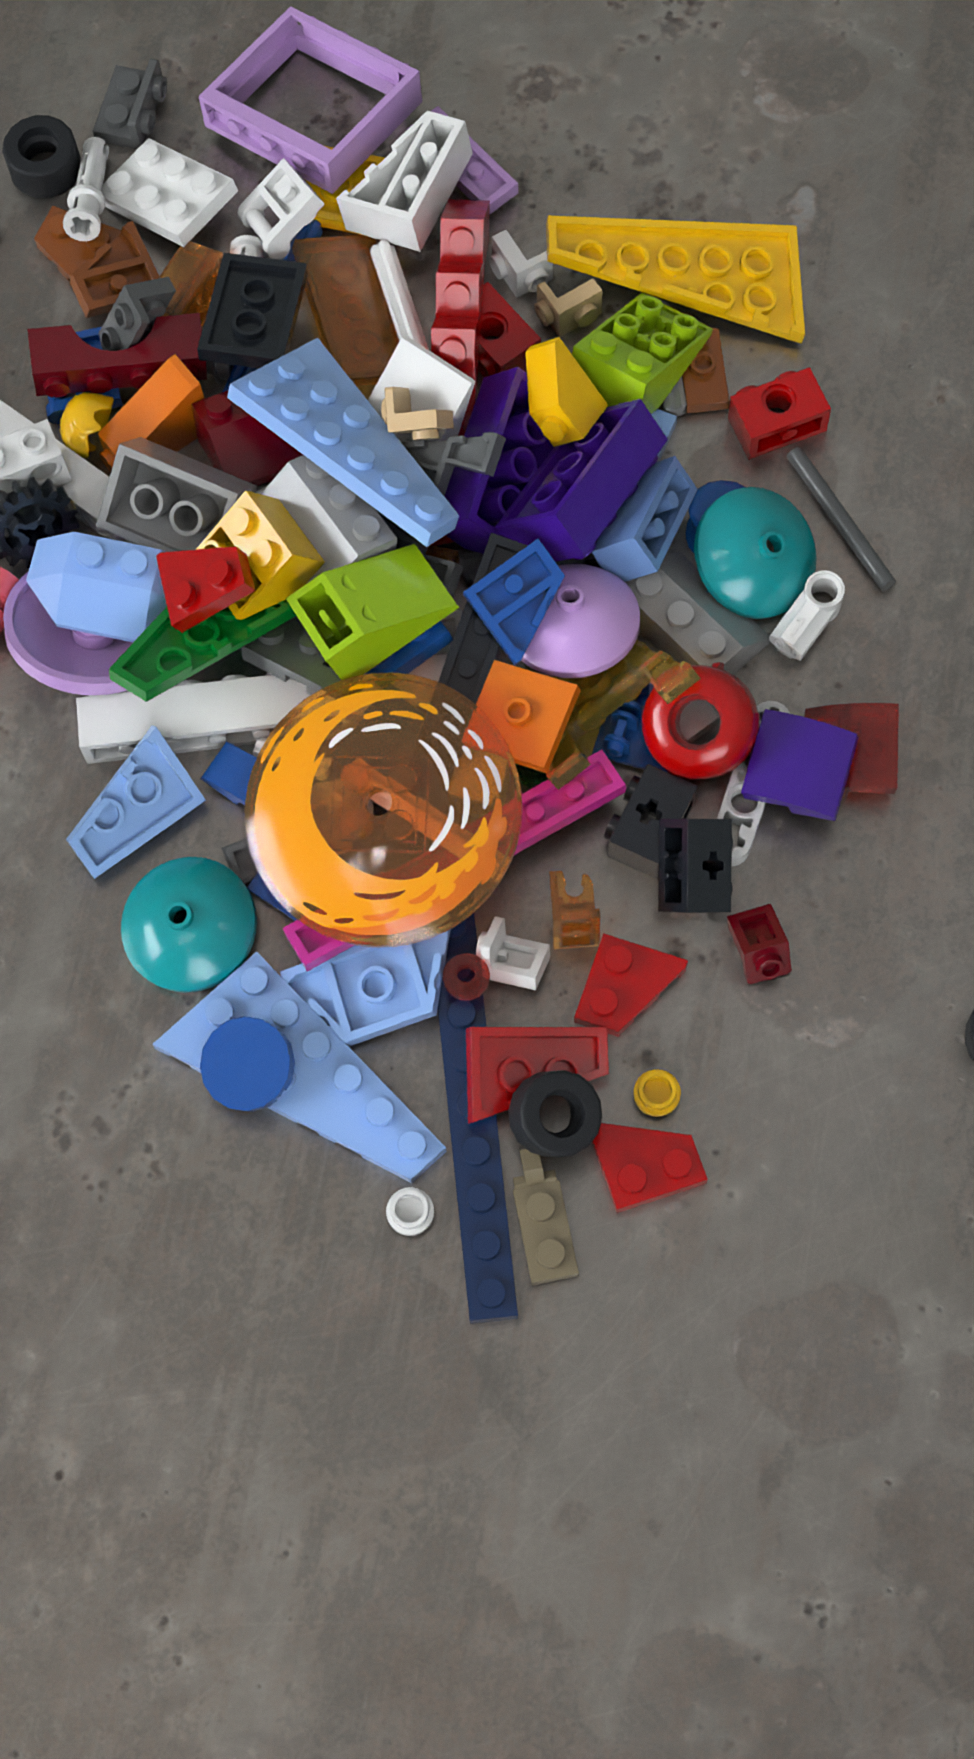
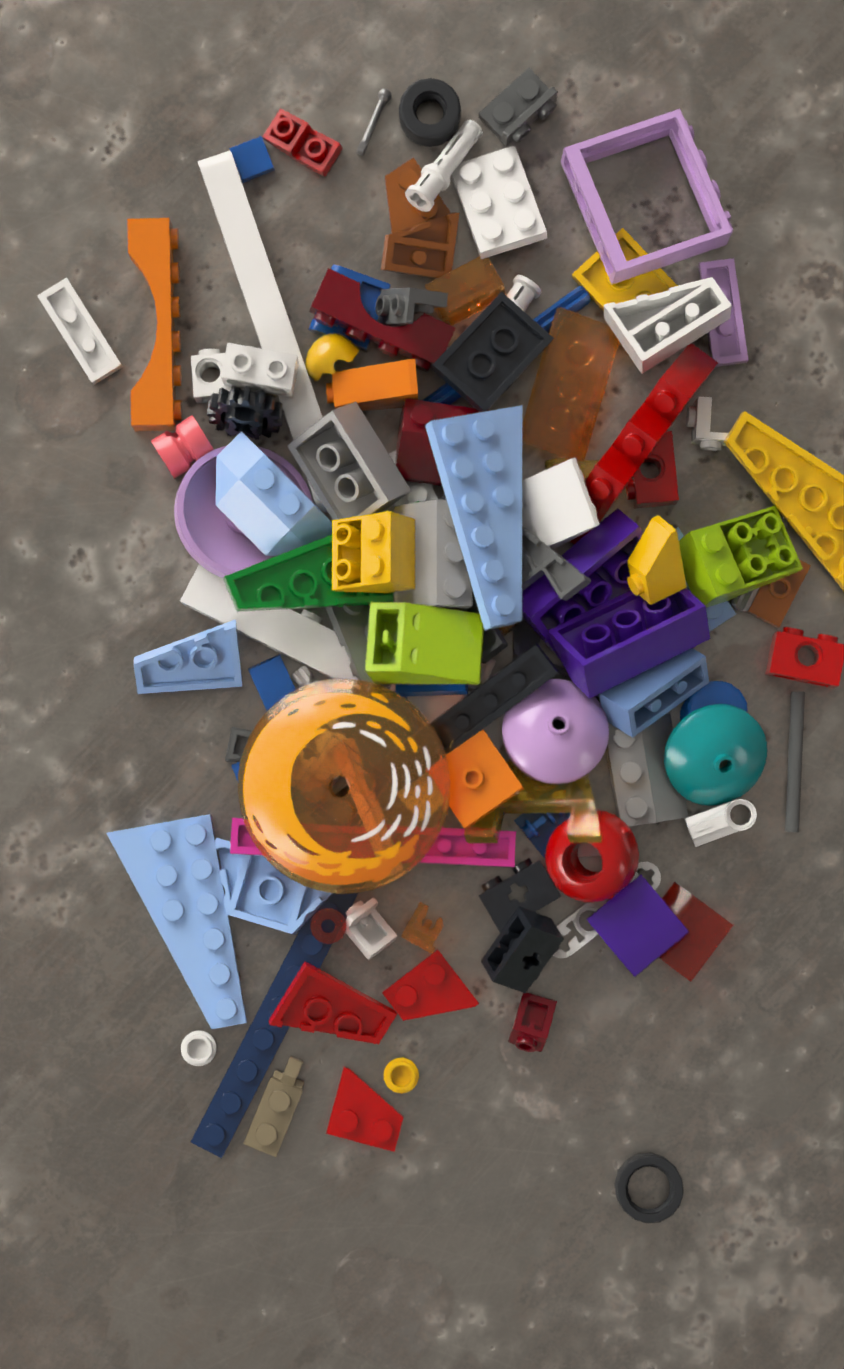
camera: 30 degrees right, 15 degrees up
(203, 582) = (322, 555): red wing -> none
(210, 939) = (201, 768): teal dish -> none
(247, 1064) = (155, 890): blue tile -> none
(289, 199) = (575, 276): white plate -> none
(397, 292) = (600, 408): white axle -> none
(422, 424) = (543, 528): tan bracket -> none
(516, 597) = (522, 702): blue wing -> none
(571, 310) = (724, 487): tan bracket -> none
(584, 1110) = (327, 1074): black tyre -> none

